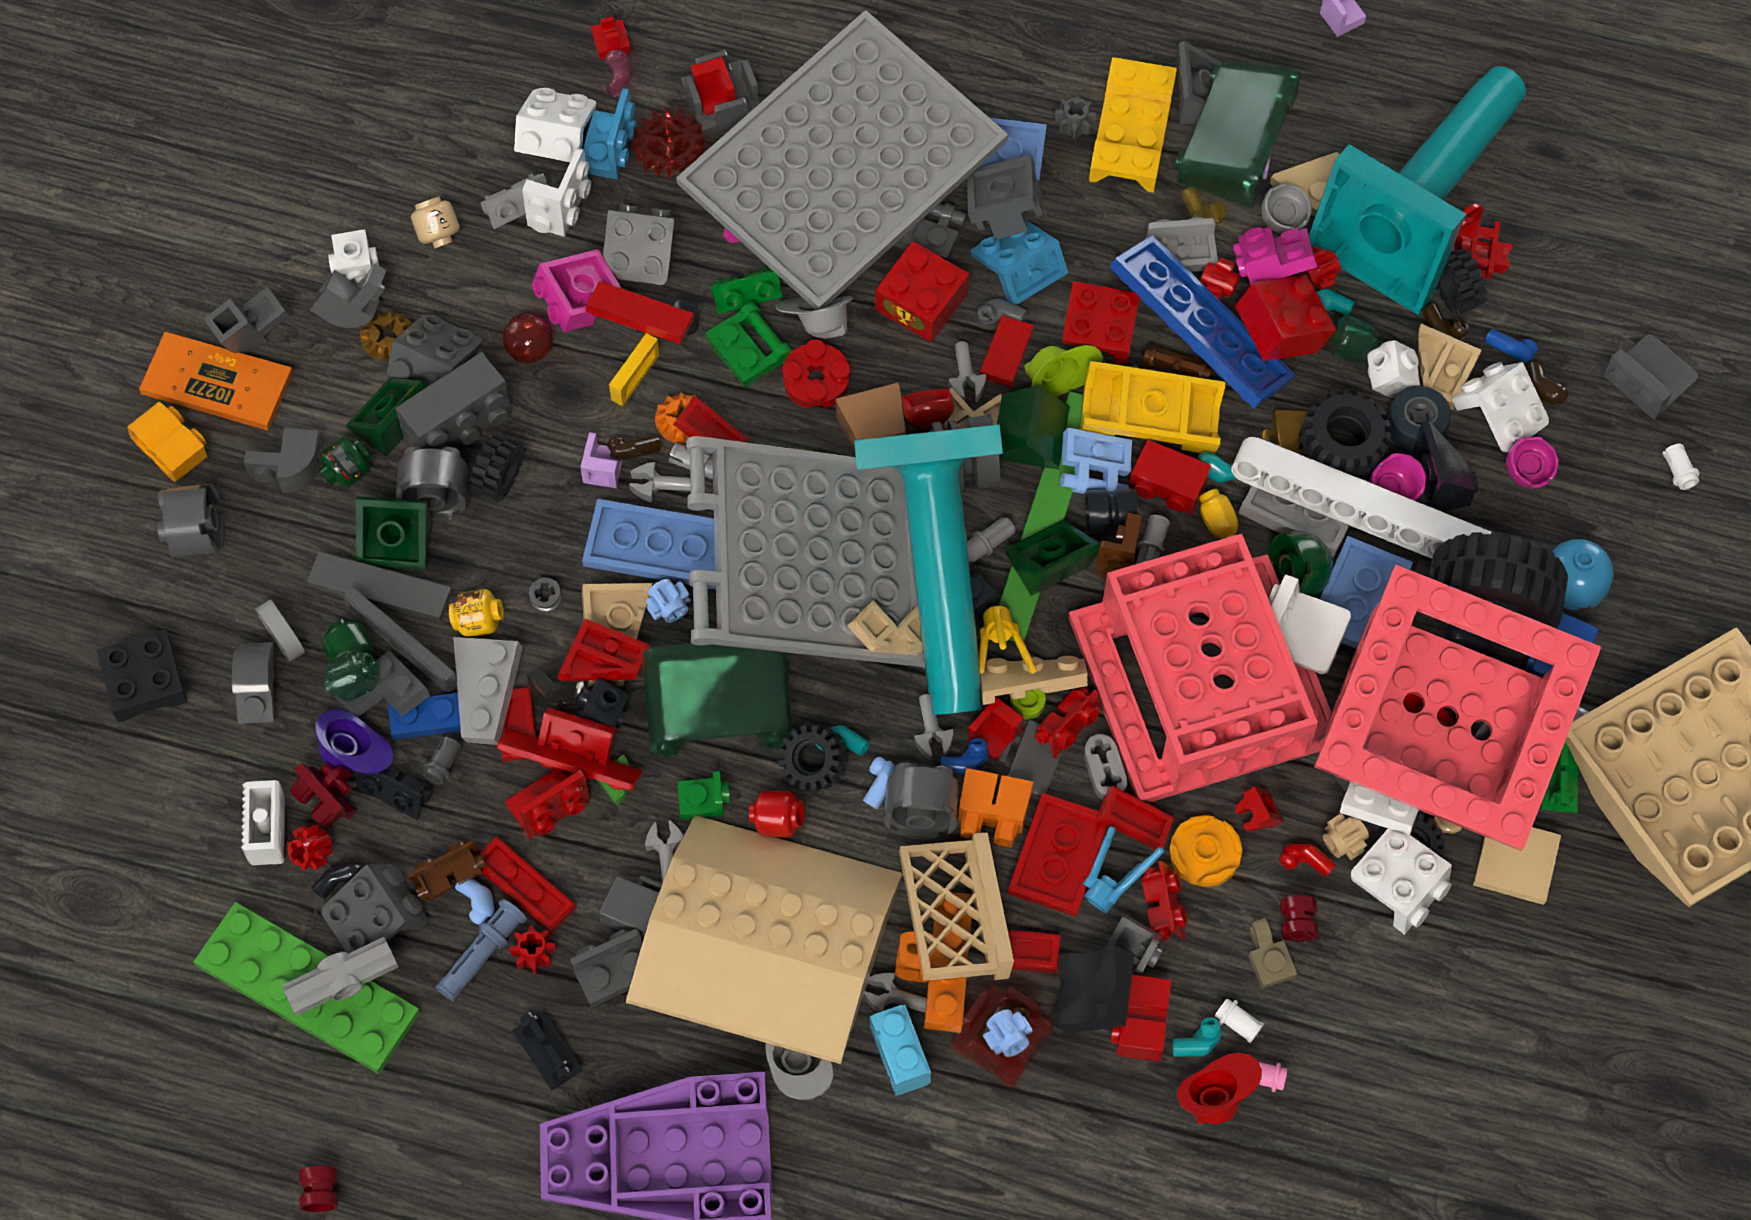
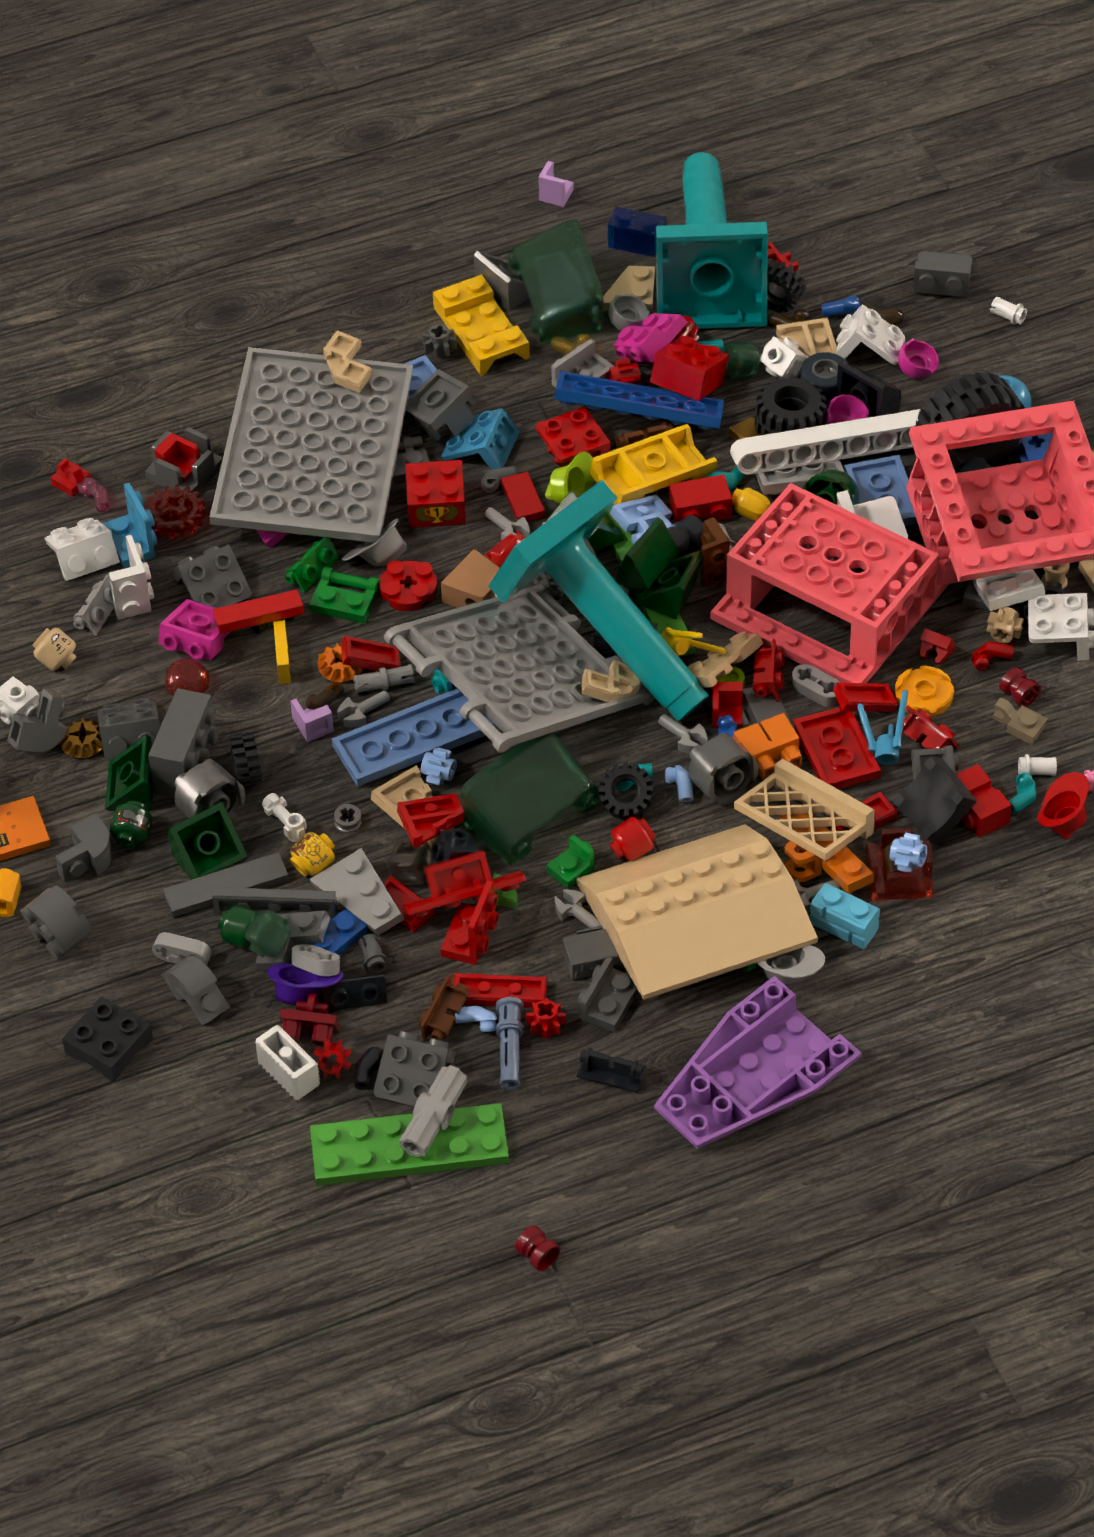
camera: 35 degrees left, 15 degrees down
(384, 732) = (315, 960): none -> light grey beam
(486, 567) = (294, 823): none -> white bar
(943, 76) = (339, 357): none -> tan tile
(1050, 512) = (647, 557): none -> dark green slope
(1376, 119) = (634, 231): none -> clear blue brick

